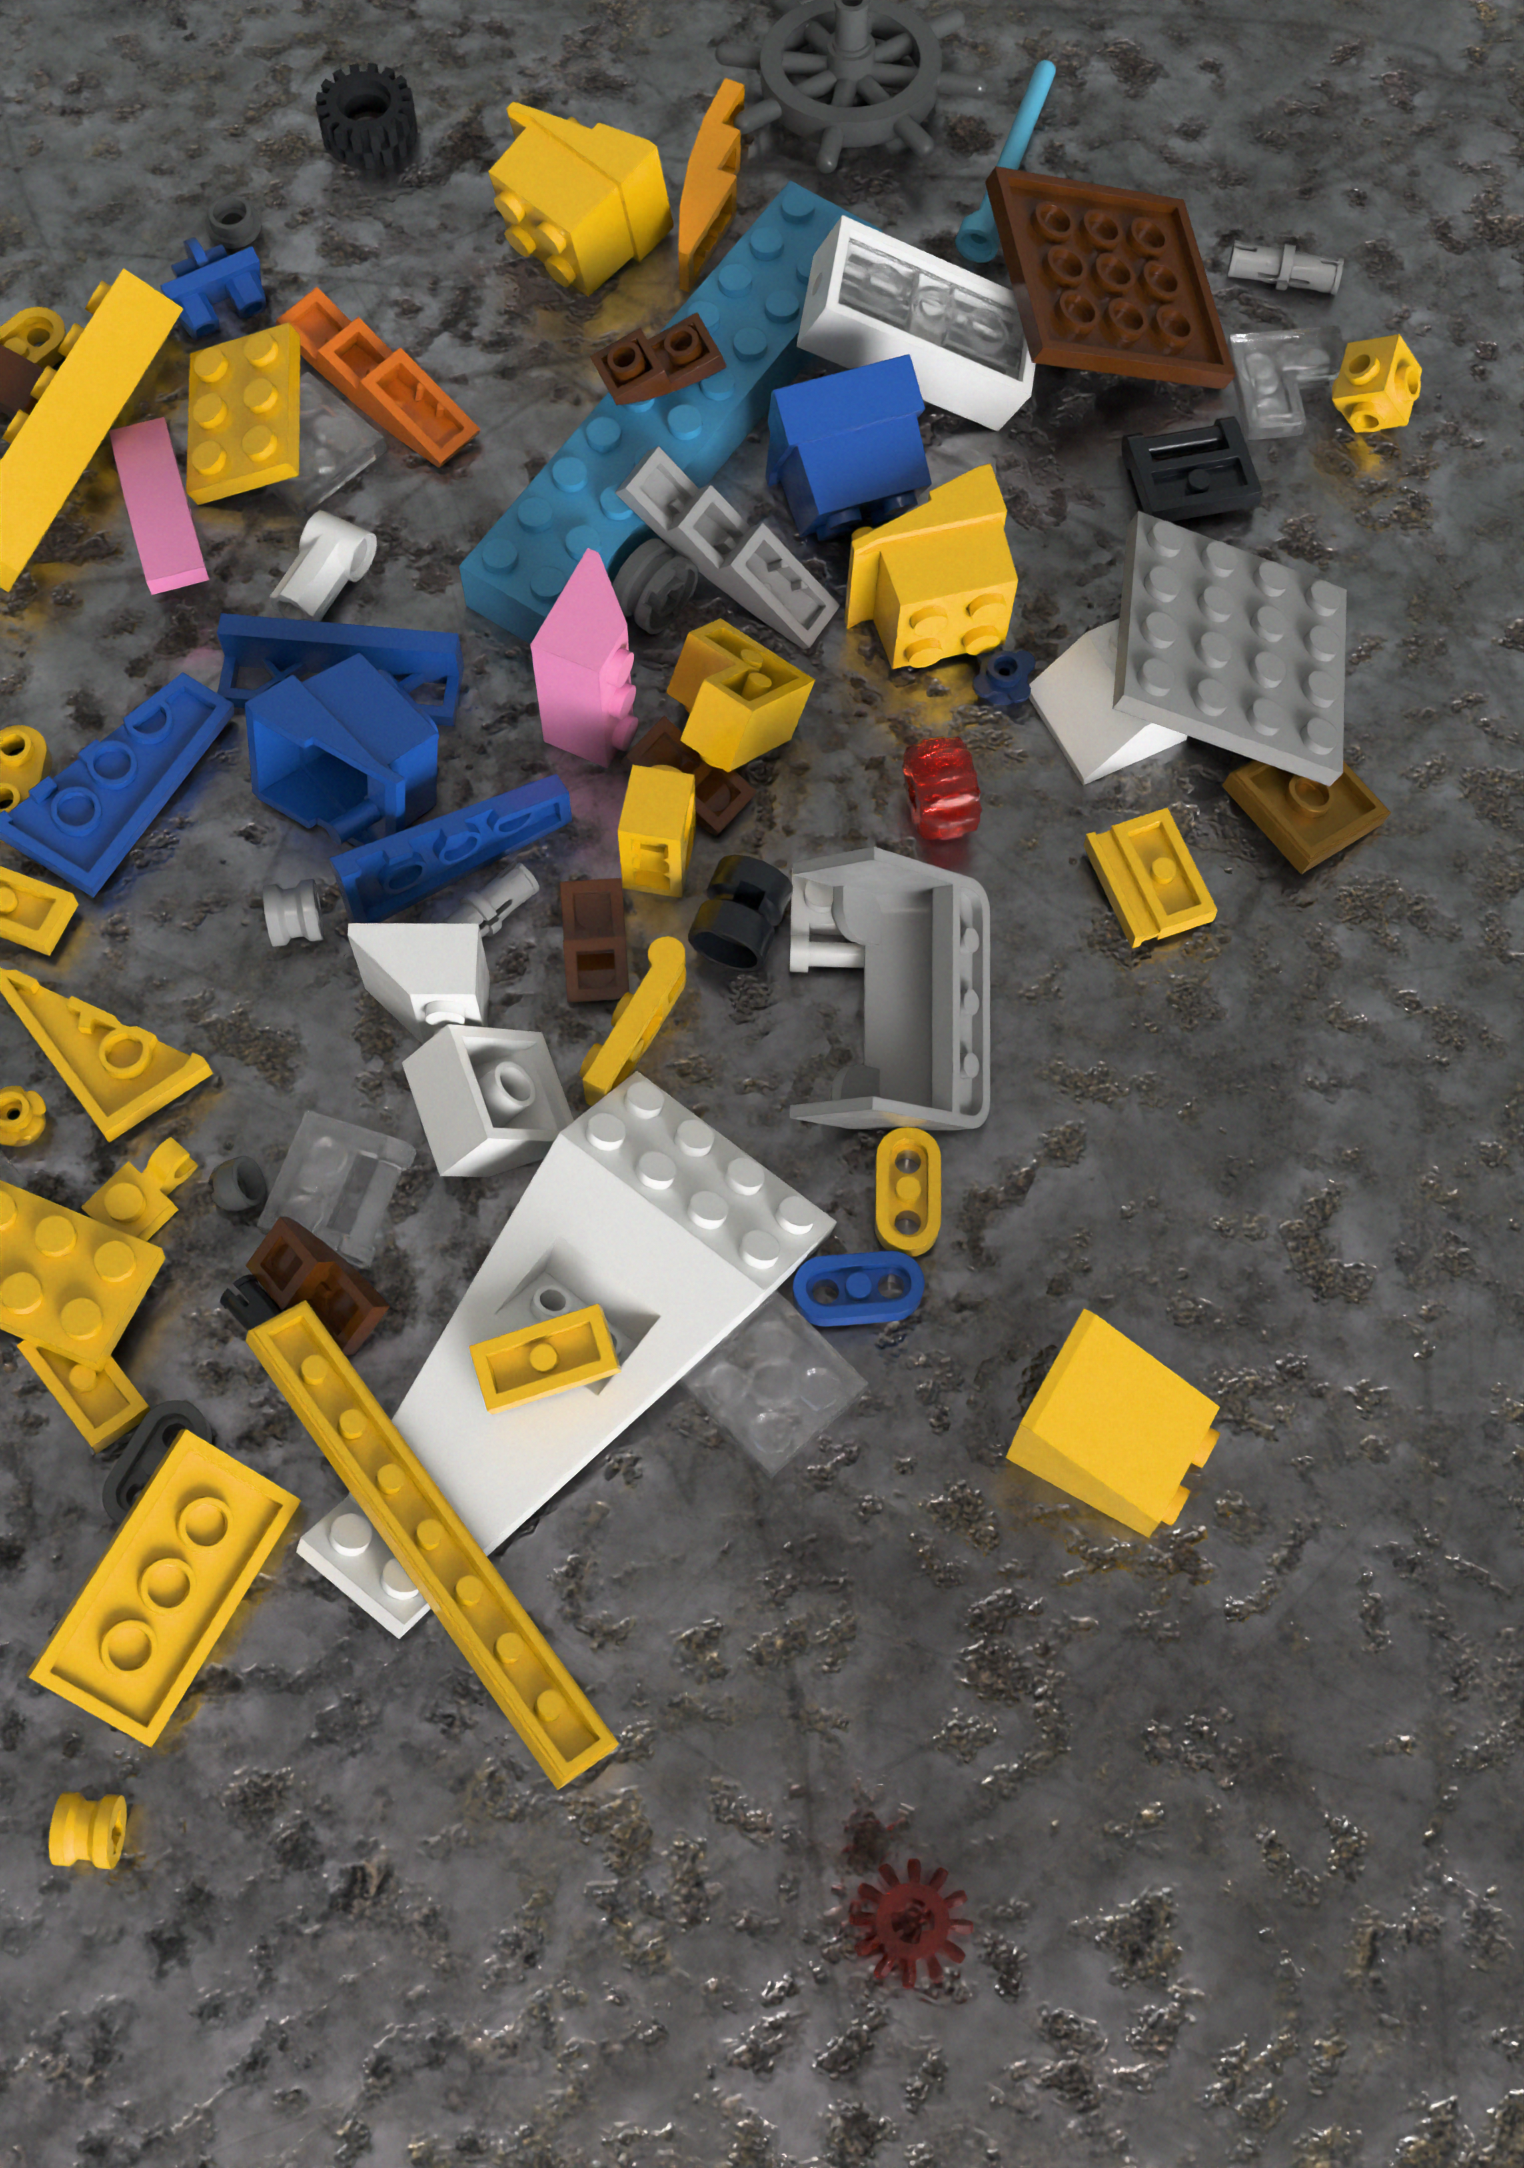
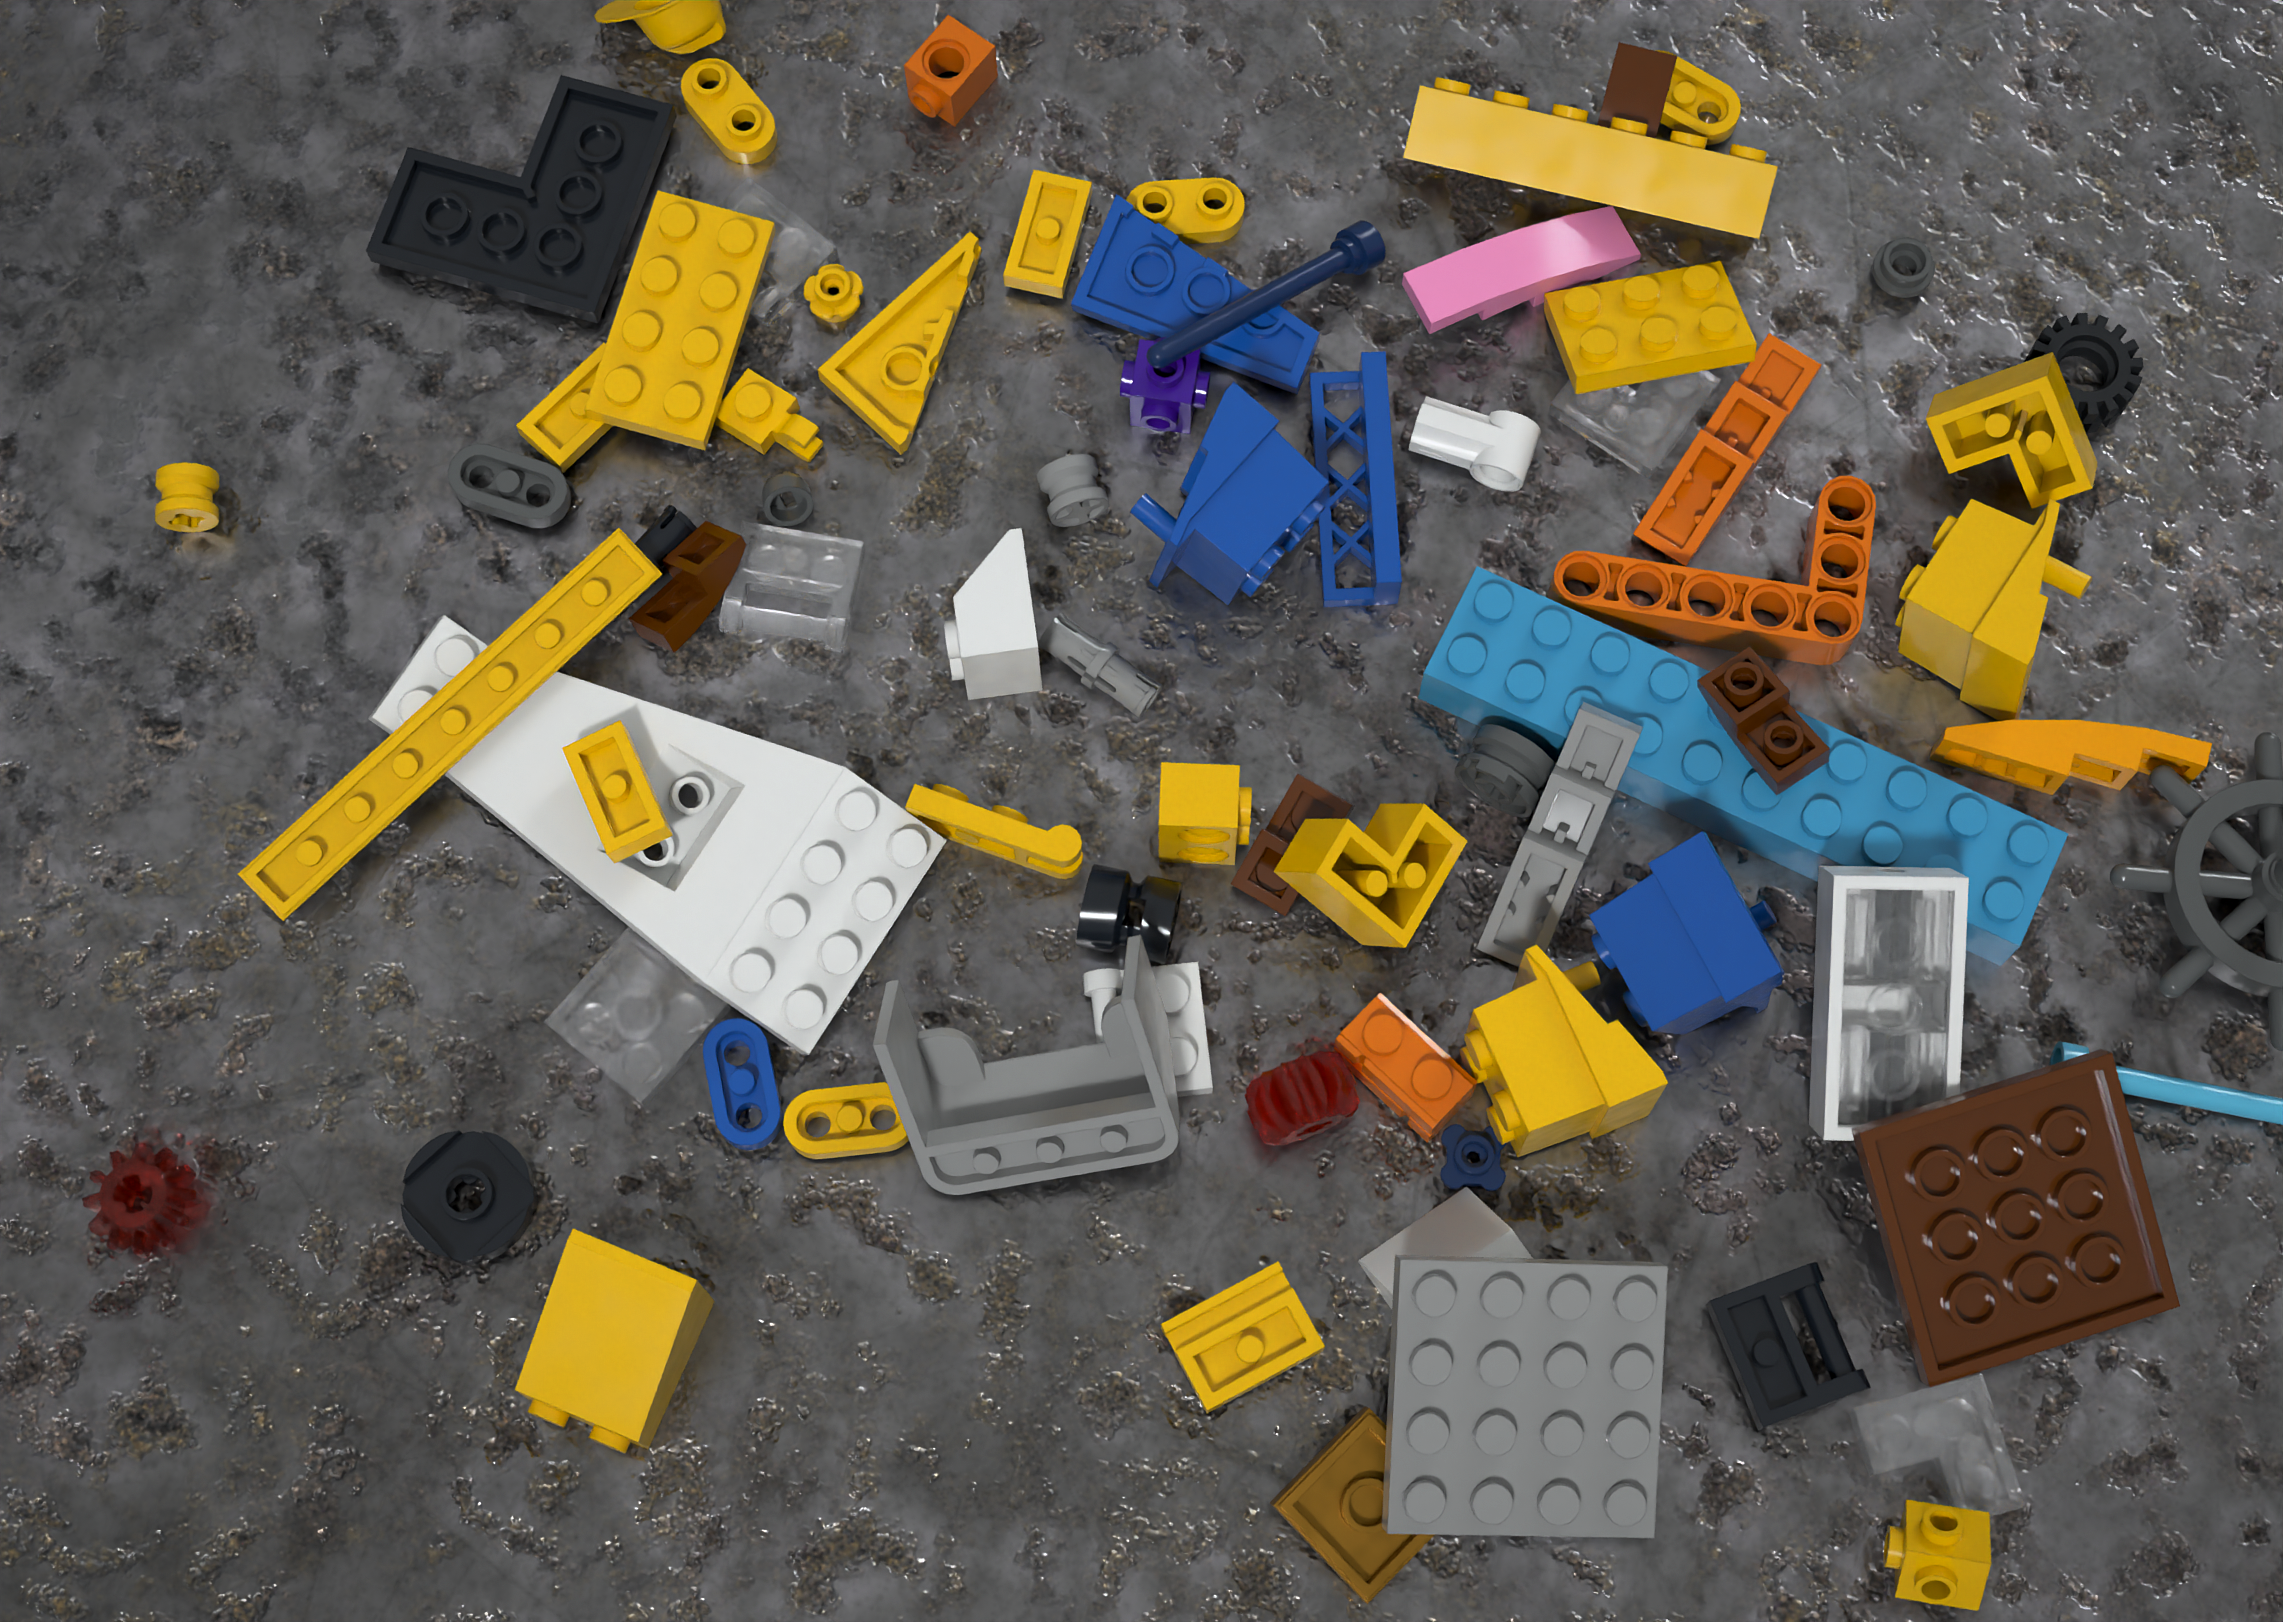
camera: 85 degrees right, 5 degrees up
(102, 639) = (1353, 251): none -> dark blue piece
(164, 1588) = (394, 513): yellow plate -> none
(203, 813) = (1164, 396): none -> dark purple brick
(211, 278) = (1787, 246): blue hips -> none
(409, 145) = (2018, 414): none -> yellow brick
(431, 856) = (1156, 619): blue wing -> none
(486, 1099) = (897, 708): white slope -> none
(550, 347) = (1736, 595): none -> orange beam
(585, 668) = (1370, 710): bright pink slope -> none
(594, 940) = (1089, 782): reddish brown slope -> none
(919, 705) = (1404, 1067): none -> orange brick
(947, 1532) = (468, 1234): none -> black plate
(1285, 267) = (2112, 1441): light grey pin -> none

